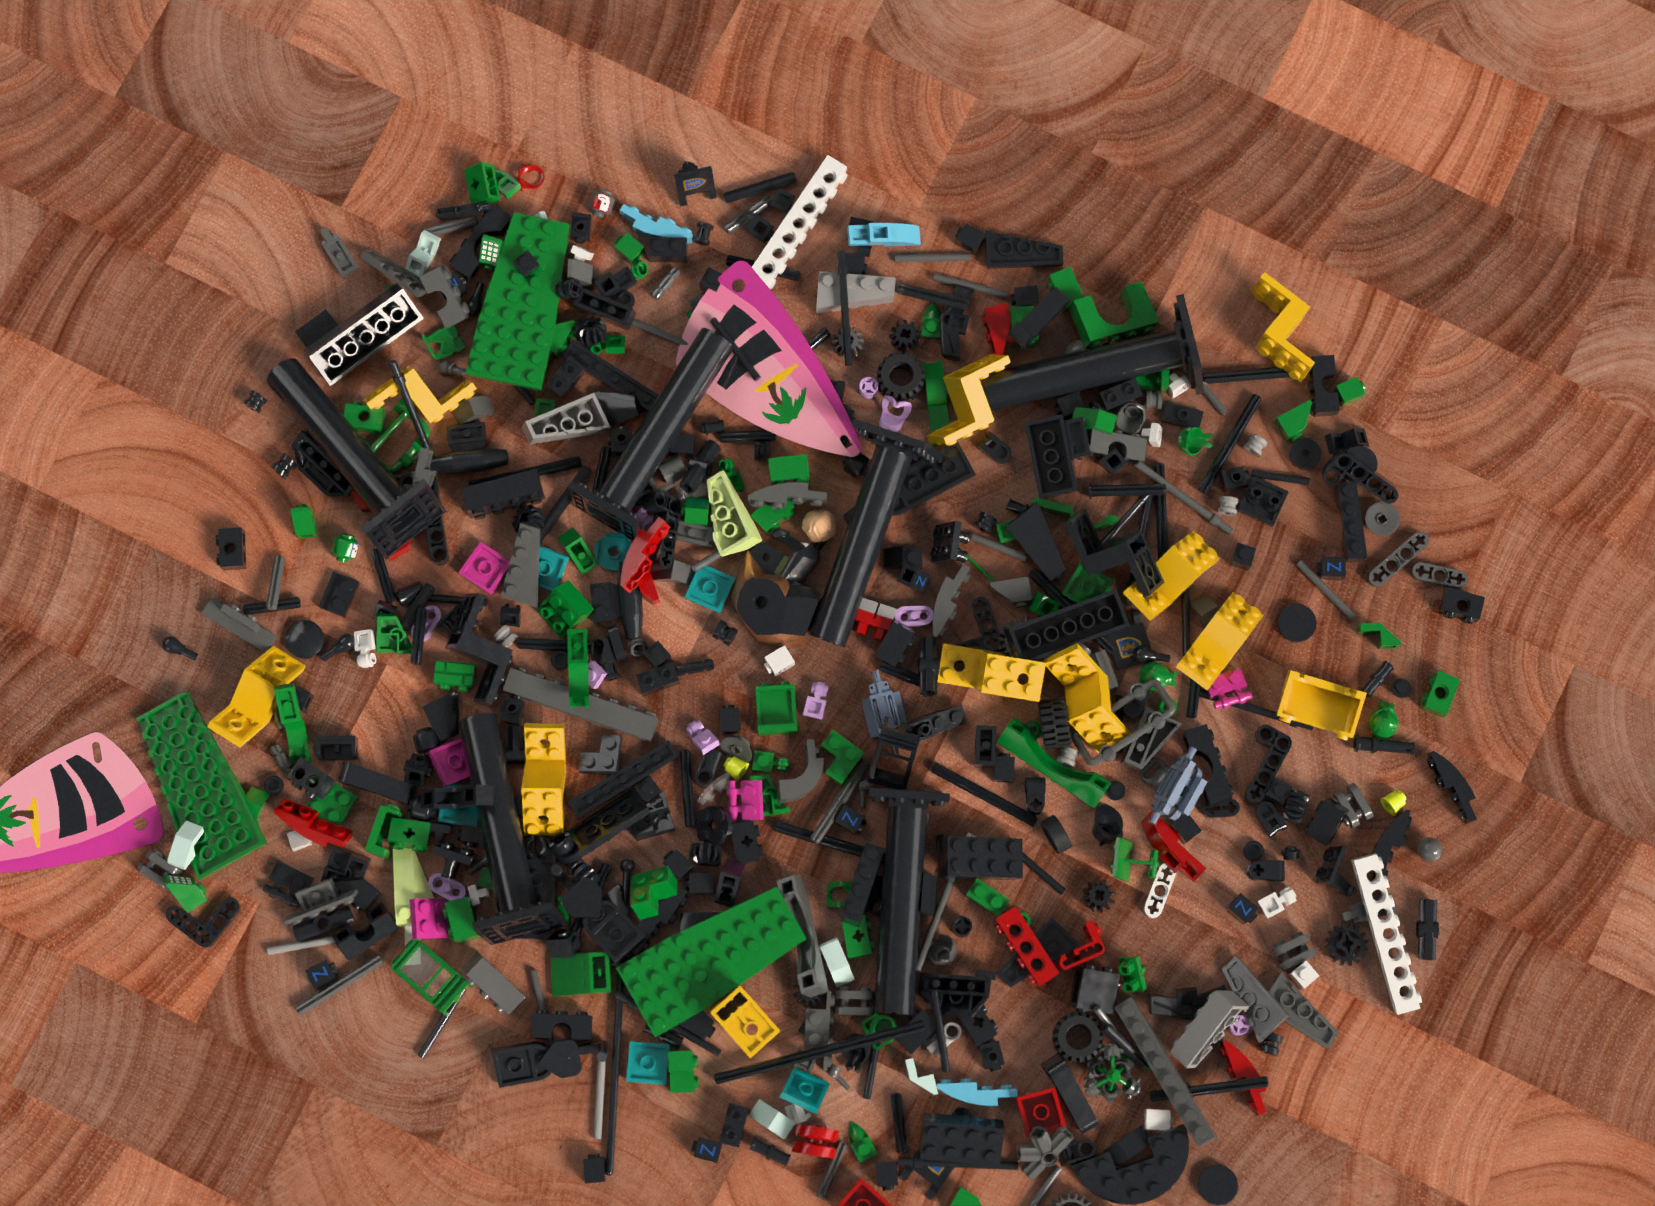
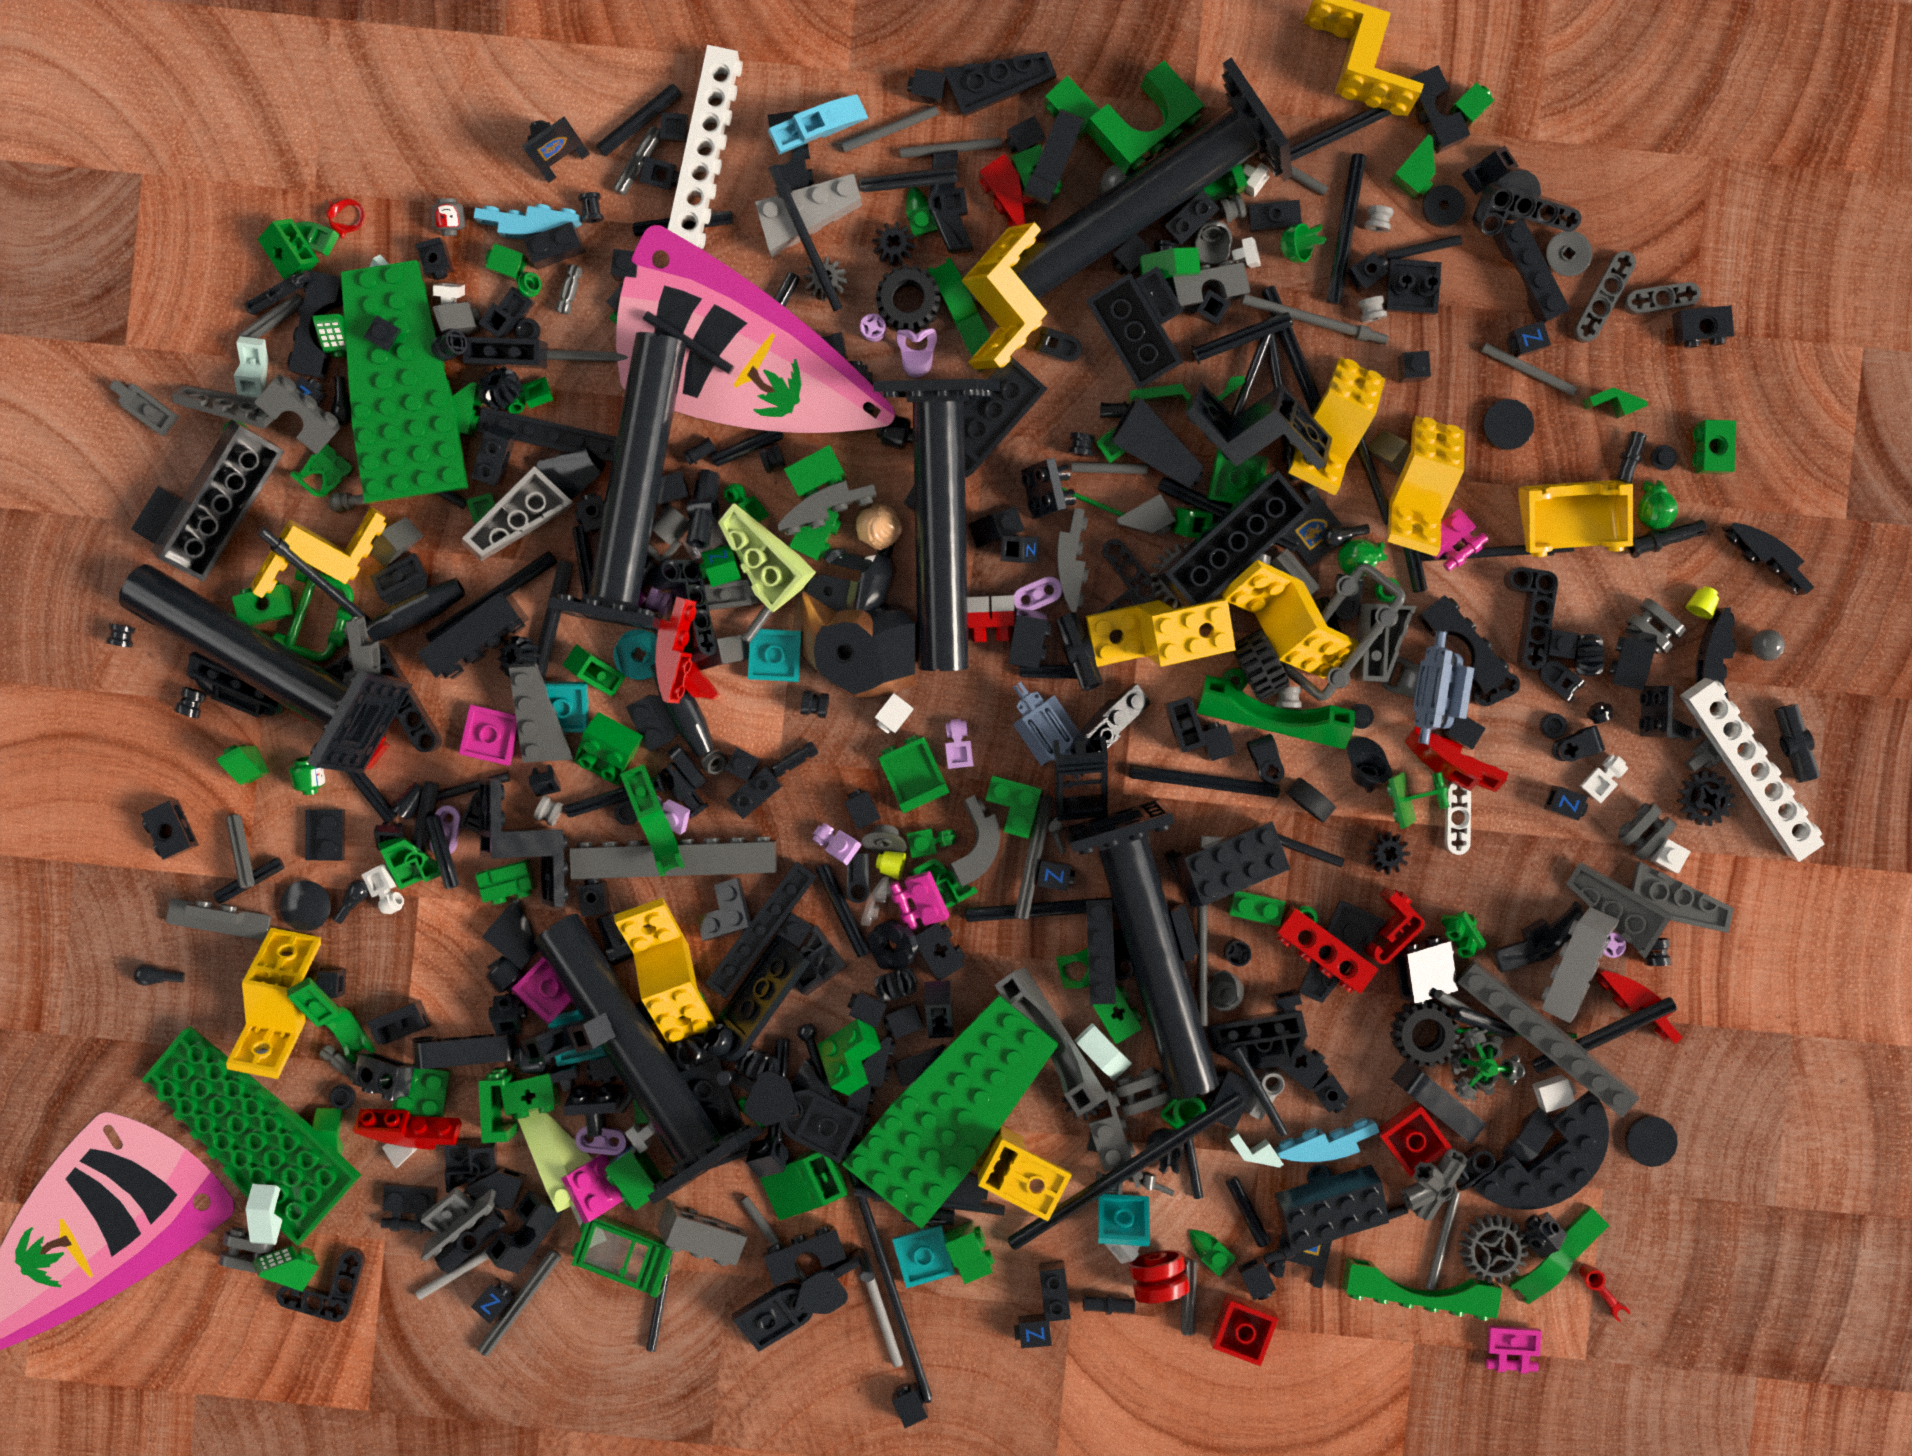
camera: 20 degrees left, 10 degrees up
(771, 1119) = (1096, 1268): light aqua slope -> none

